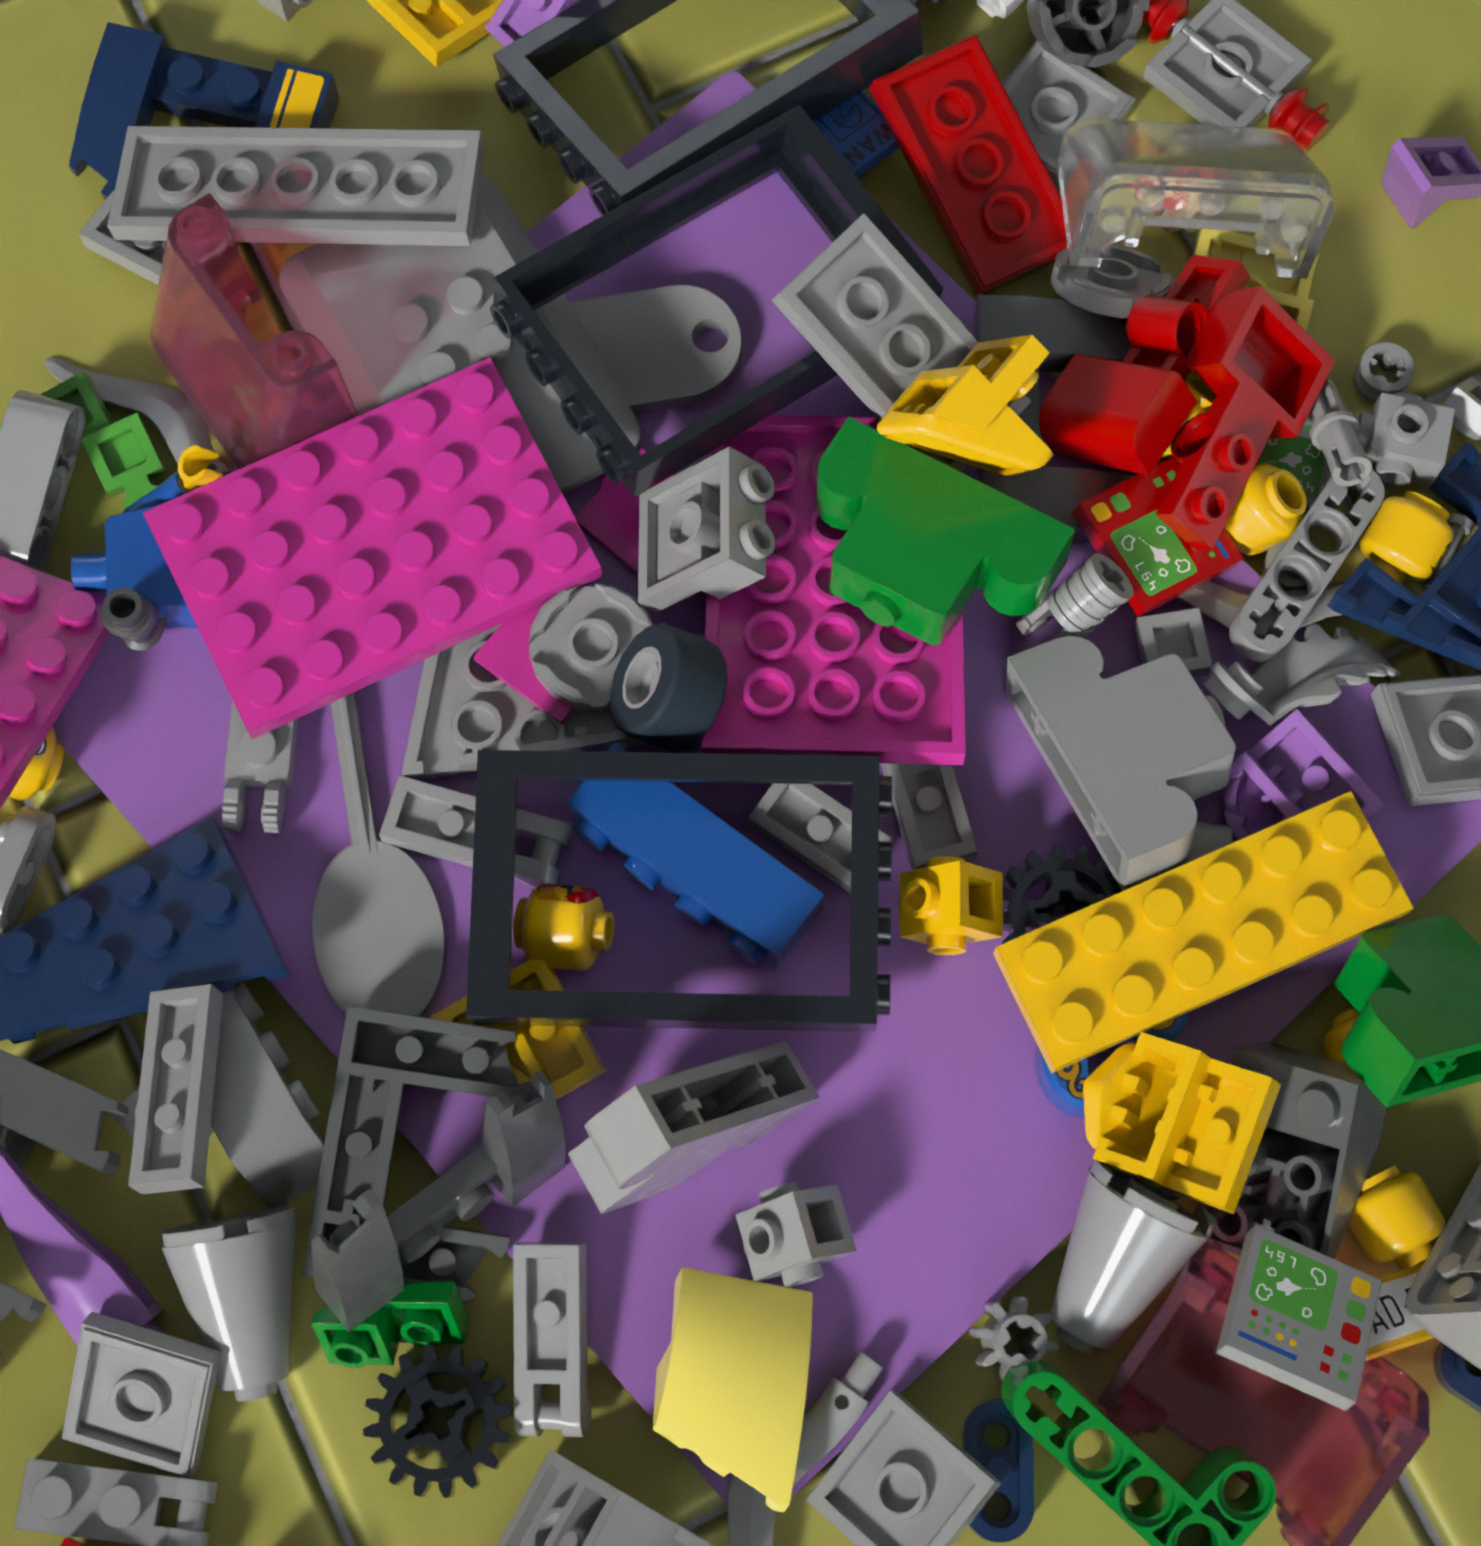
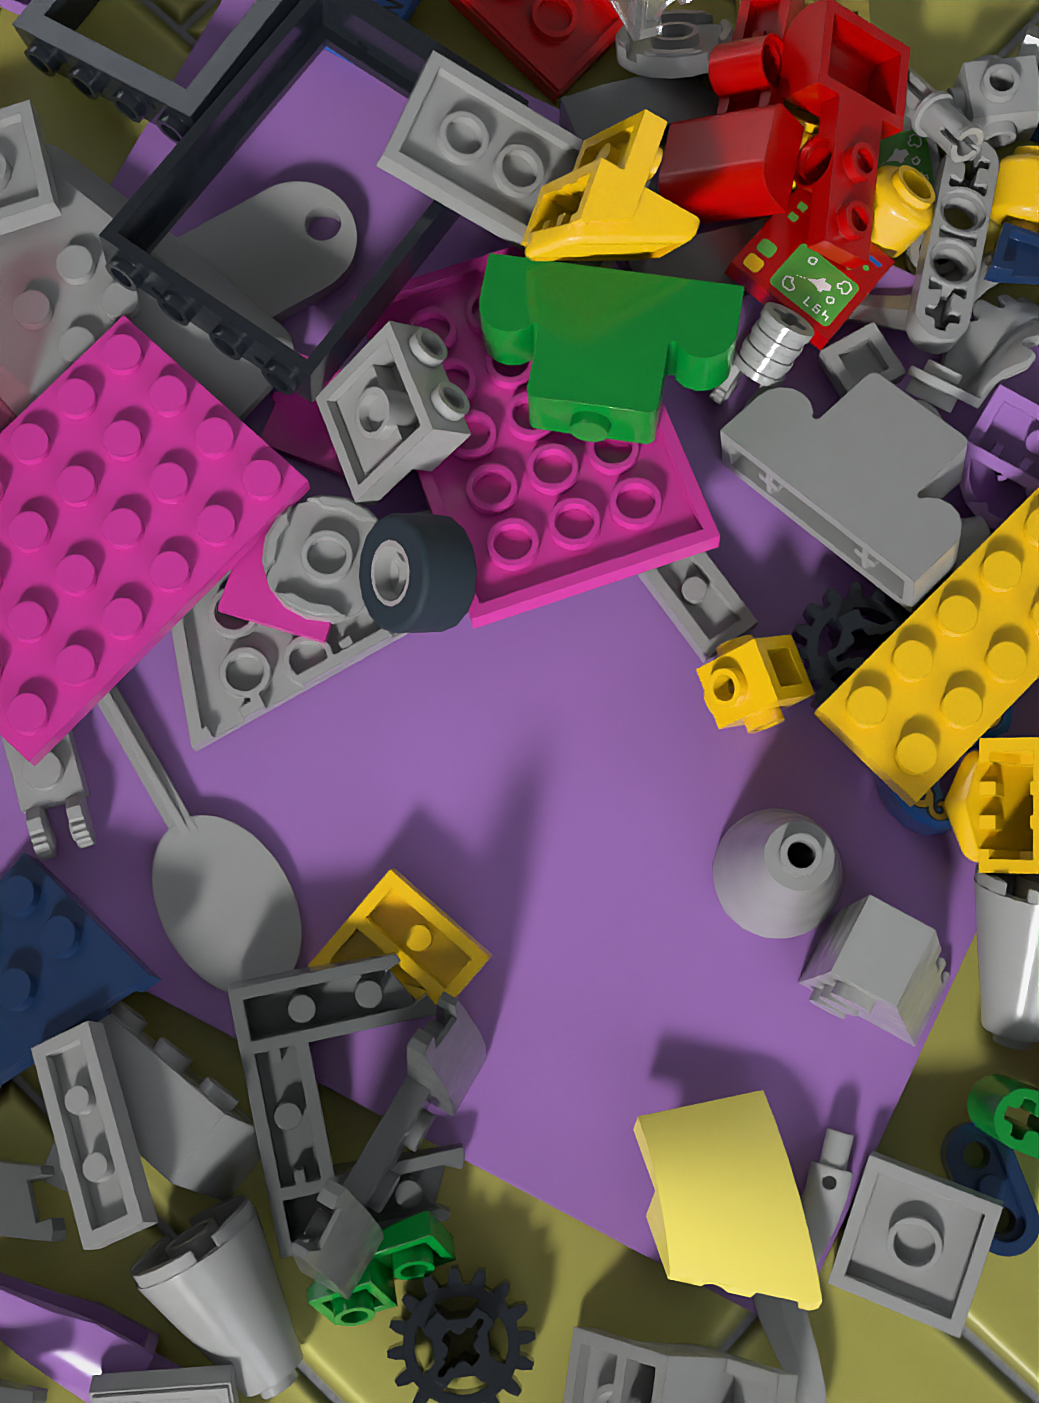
camera: 20 degrees left, 5 degrees up
(443, 823) = (280, 775): light grey plate -> none
(493, 891) = (324, 821): black window -> none
(550, 1337) = (536, 1224): light grey plate -> none
(563, 926) = (400, 834): yellow head -> none
(685, 1121) = (597, 983): brick -> none
(700, 862) = (497, 723): blue brick -> none
(781, 1234) = (729, 1044): light grey brick -> none
(809, 827) = (604, 655): light grey plate -> none
(905, 1116) = (760, 883): none -> light grey cone
(962, 1214) = (878, 967): none -> light grey wedge
(995, 1335) = (945, 1070): light grey gear -> none
(1390, 358) = (949, 31): light grey bush -> none

